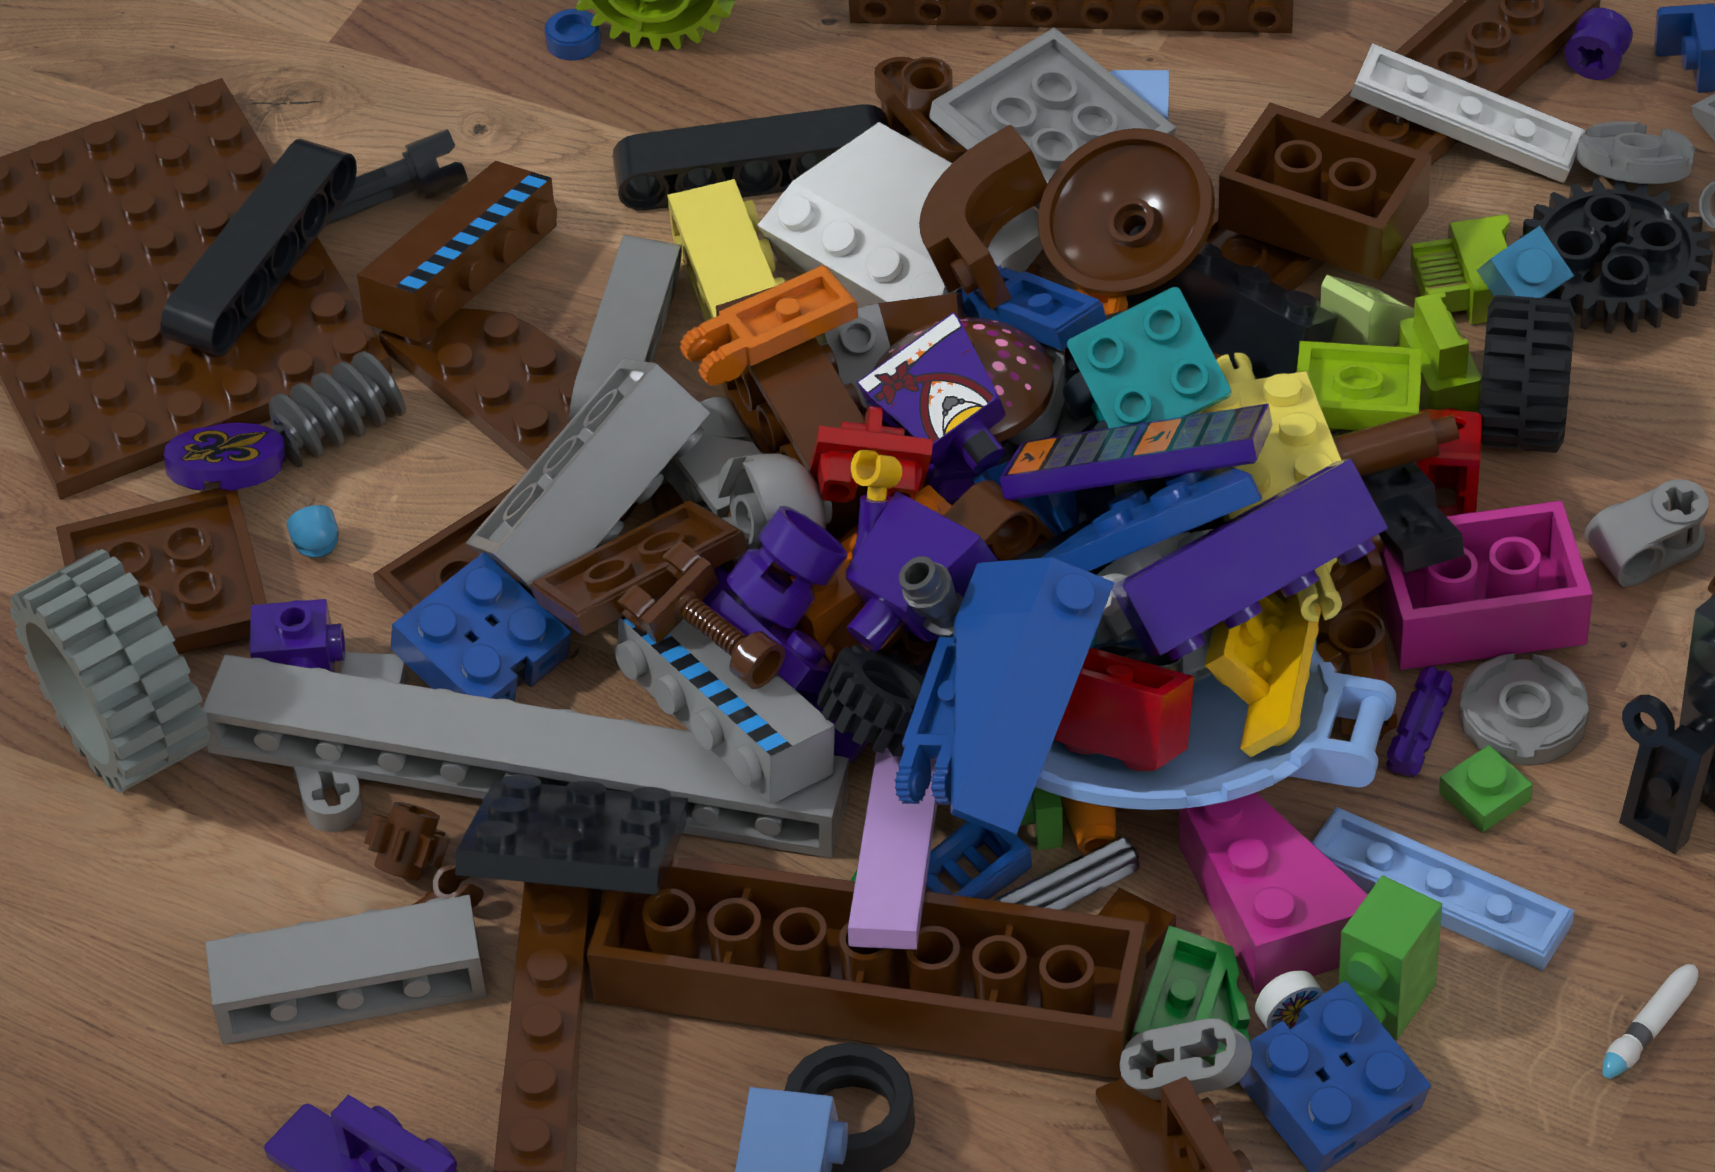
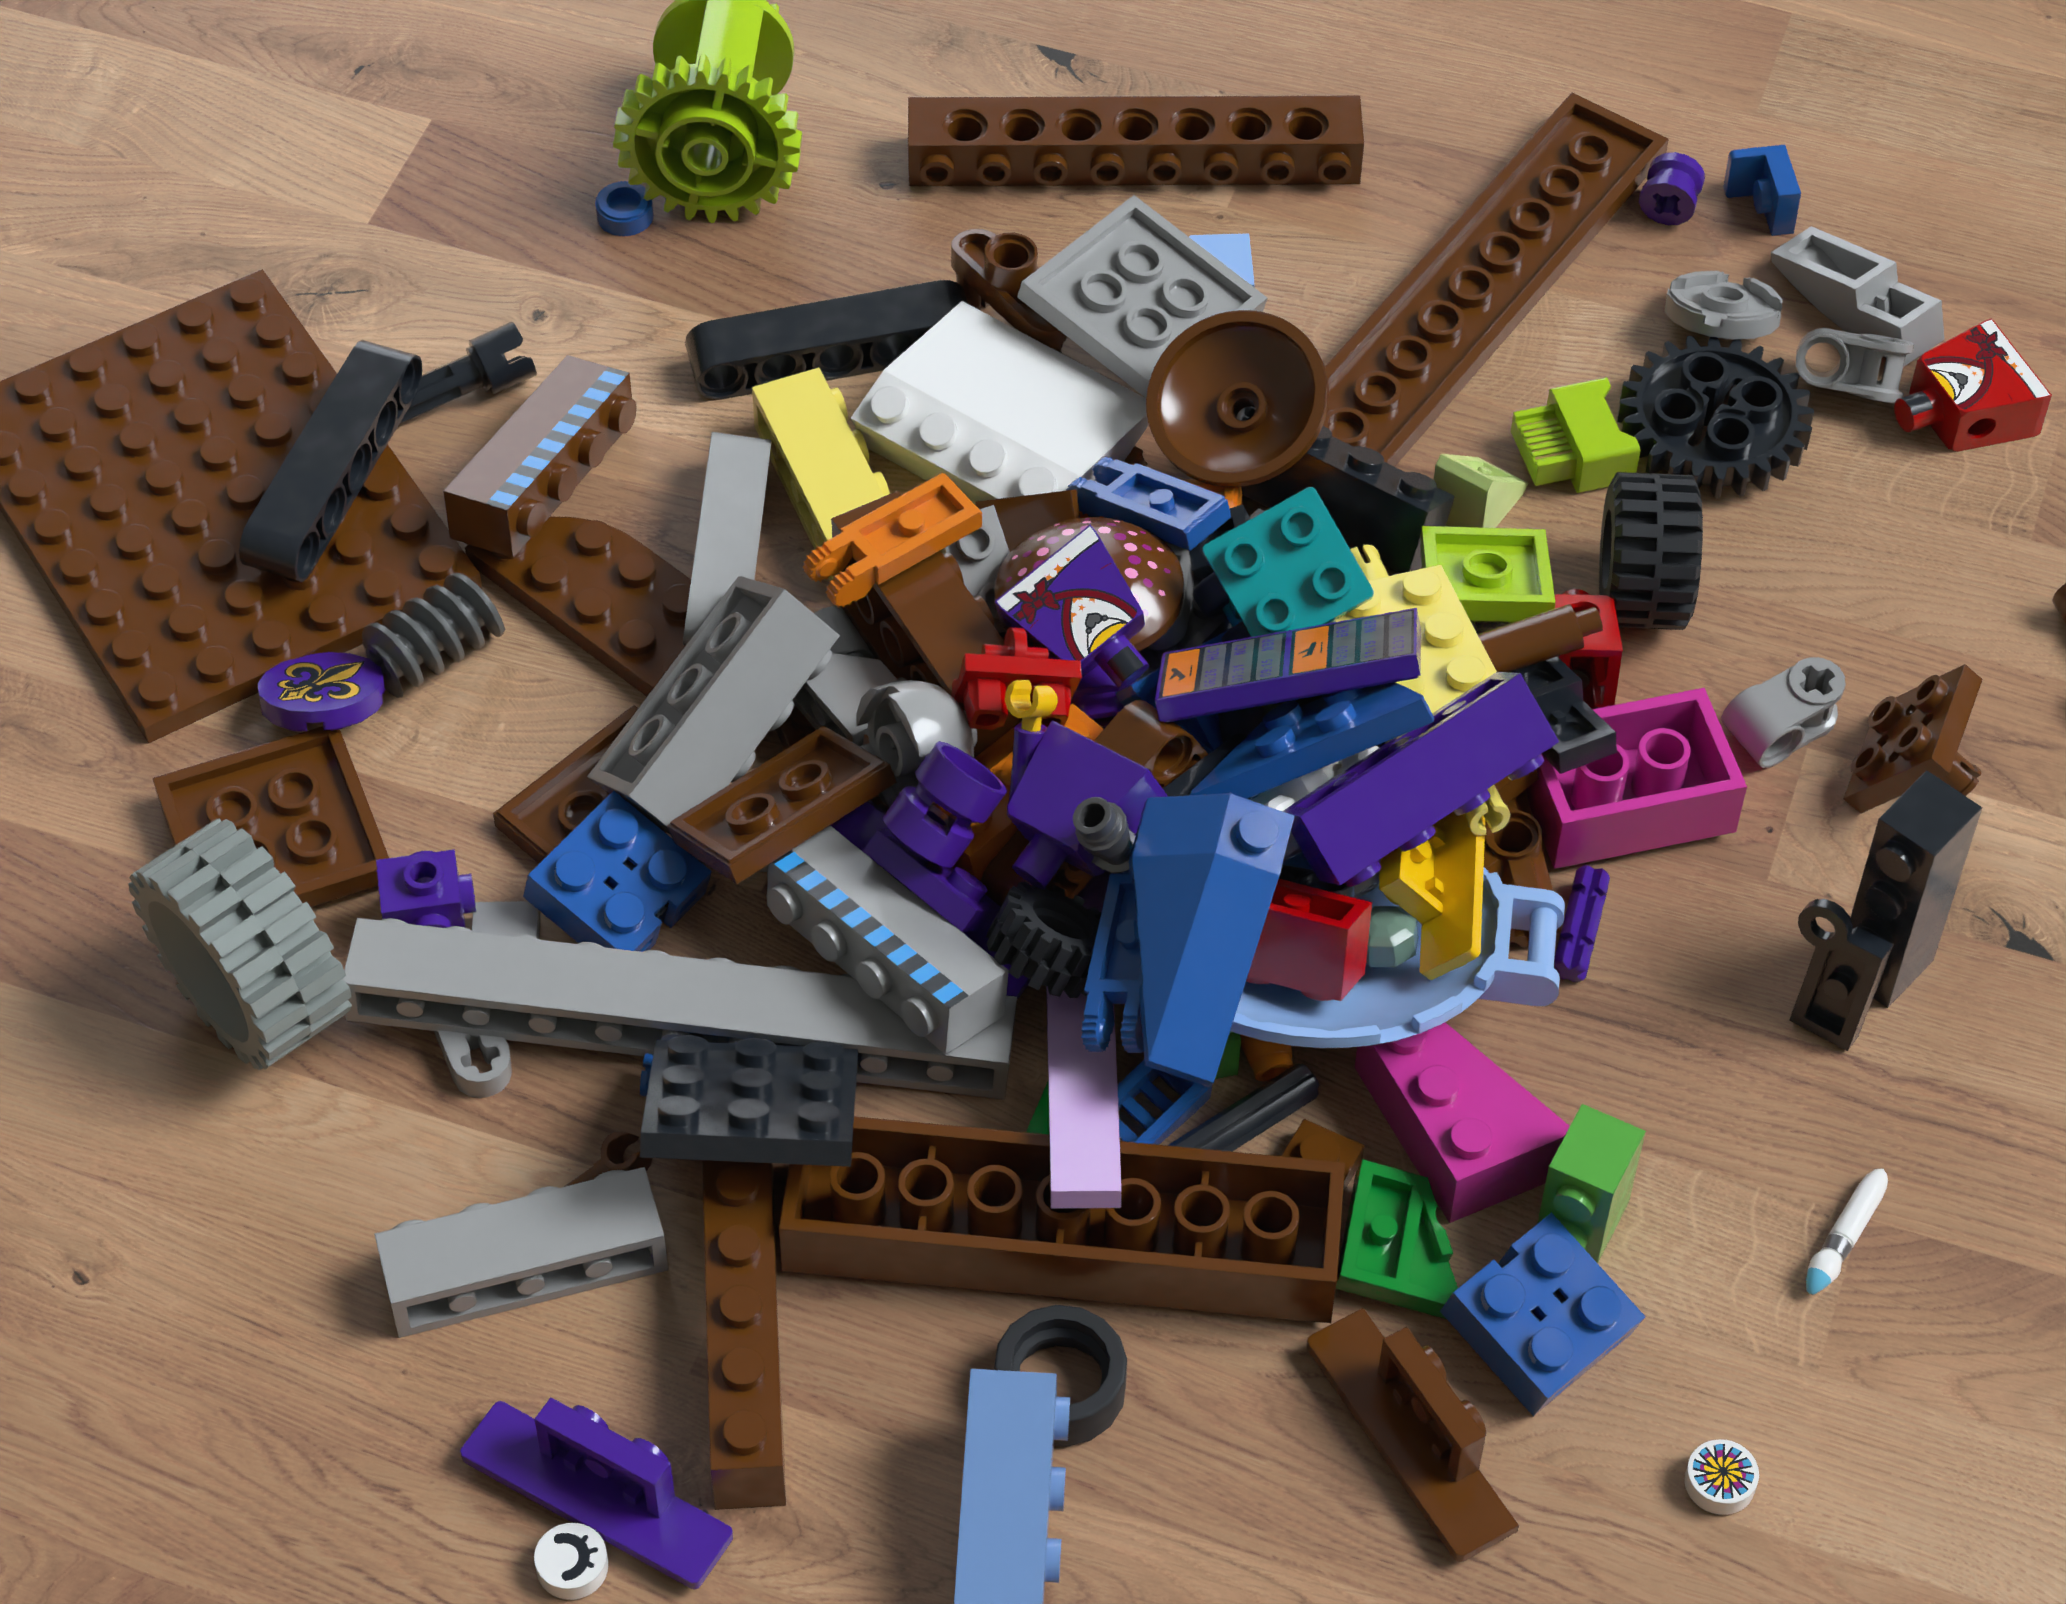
camera: 10 degrees left, 5 degrees up
(313, 530) = (424, 769): dark azure hinge -> none
(406, 841) = (568, 1108): reddish brown gear -> none
(753, 658) = (919, 902): reddish brown bar -> none
(970, 207) = (1077, 393): reddish brown arch -> none
(1184, 1047) = (1398, 1290): light grey beam -> none
(1216, 715) = (1391, 936): none -> sand green tile
(1286, 997) = (1490, 1233): white tile -> none
(1324, 191) = (1426, 361): reddish brown brick -> none
(1447, 366) = (1571, 546): lime piece -> none
(1467, 113) = (1553, 269): white tile -> none
(1472, 899) = (1674, 1118): light blue tile -> none
(1485, 788) = (1654, 991): bright green plate -> none
(1524, 708) = (1681, 904): light grey tile -> none
(1526, 268) = (1638, 440): dark azure brick -> none

